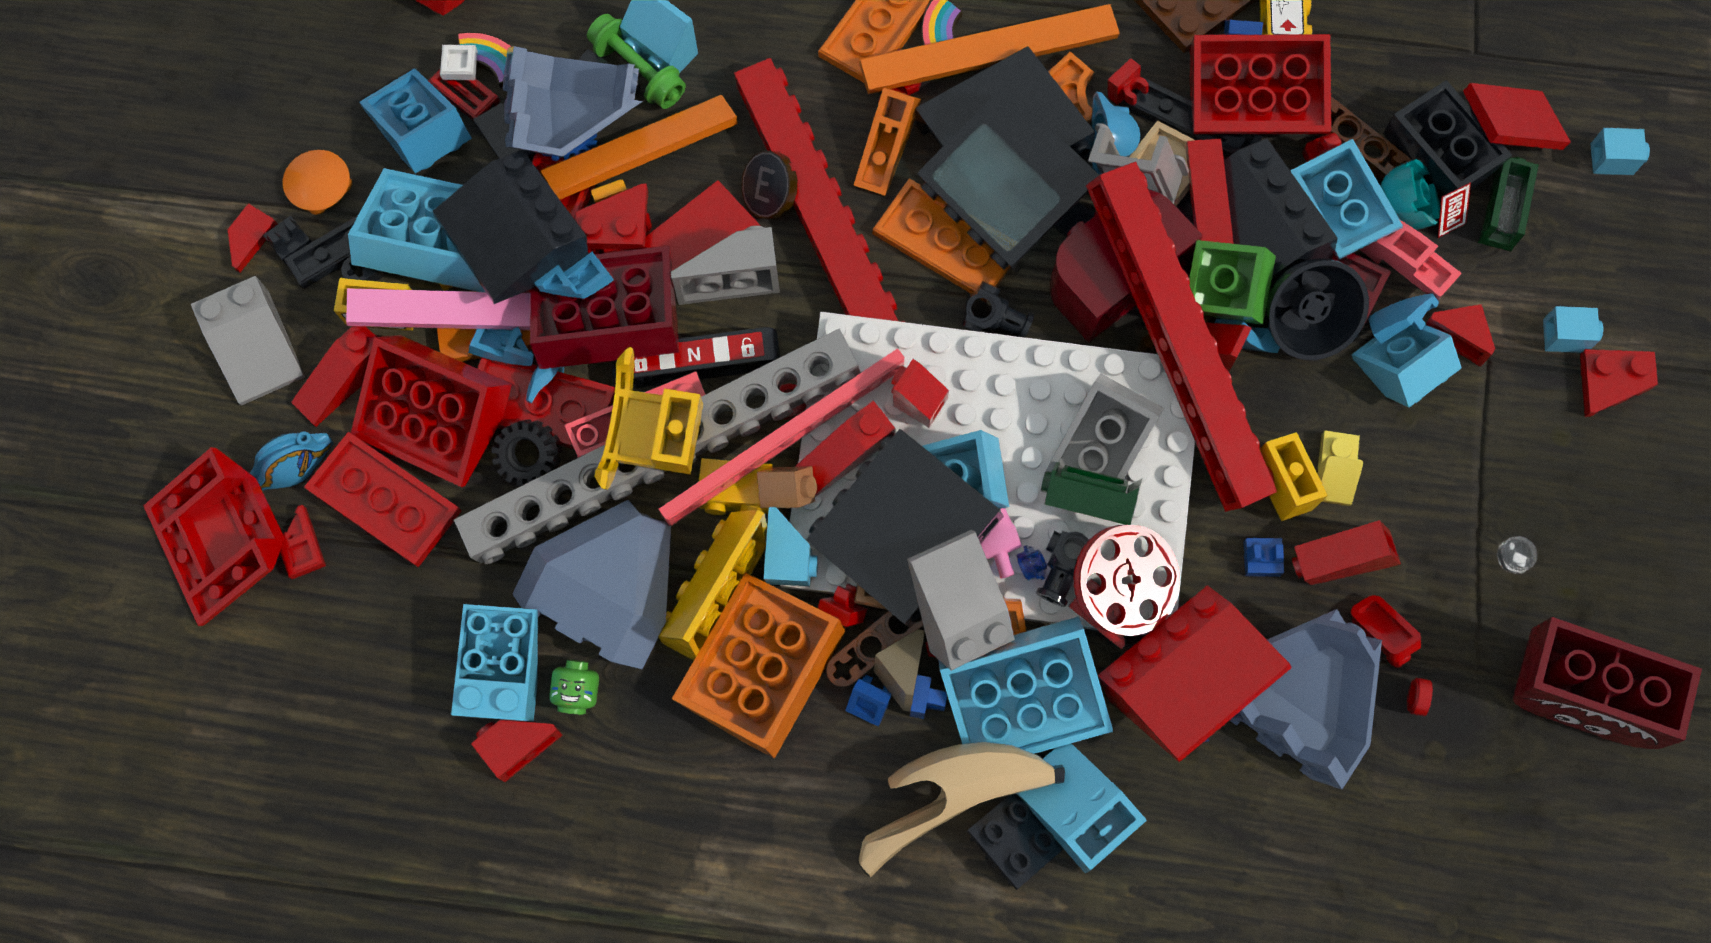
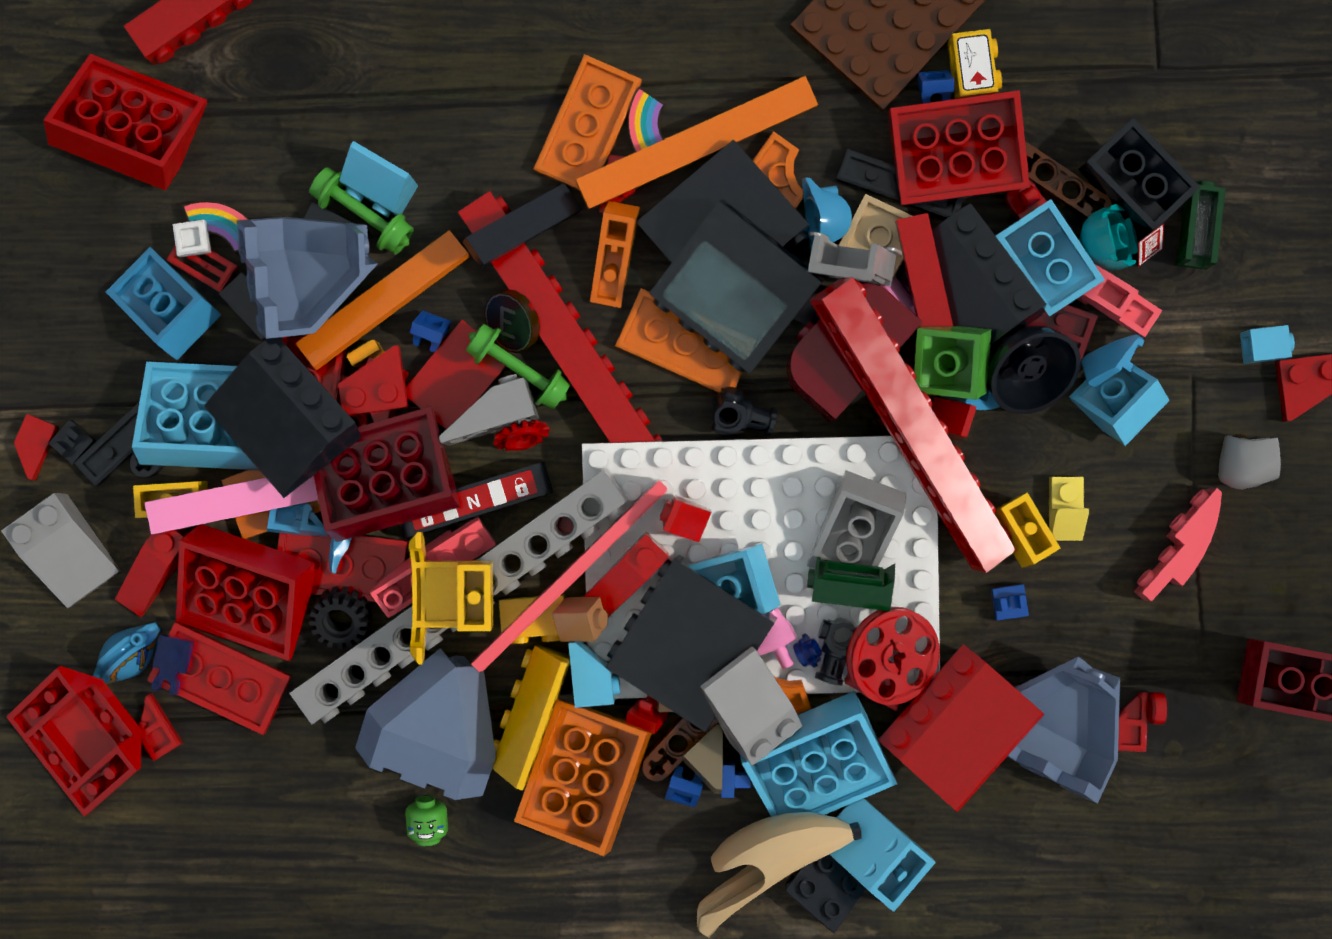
camera: 10 degrees left, 15 degrees up
(316, 181) = (84, 378): orange dish -> none
(335, 465) = (172, 658): none -> clear blue plate
(497, 663) = (356, 817): medium azure slope -> none
(513, 744) = (382, 878): red slope -> none
(578, 281) = (356, 458): dark azure slope -> none
(682, 181) = (430, 328): none -> blue tile
(735, 198) = (552, 390): none -> bright green piece
(772, 299) = (521, 436): none -> red gear
(796, 93) = (521, 225): none -> black tile
(1125, 81) = (830, 158): red tile -> none
(1346, 554) = (1082, 592): red slope -> none
(1385, 623) = (1121, 654): red piece -> none
(1391, 715) = (1134, 724): none -> red tile
(1468, 331) = (1169, 362): red slope -> none
(1468, 523) = (1191, 538): none -> coral slope
(1516, 116) = (1201, 141): red tile -> none
(1517, 554) = (1231, 563): clear tile -> none
(1546, 442) = (1249, 462): none -> light grey piece
(1619, 151) = (1299, 156): medium azure brick -> none

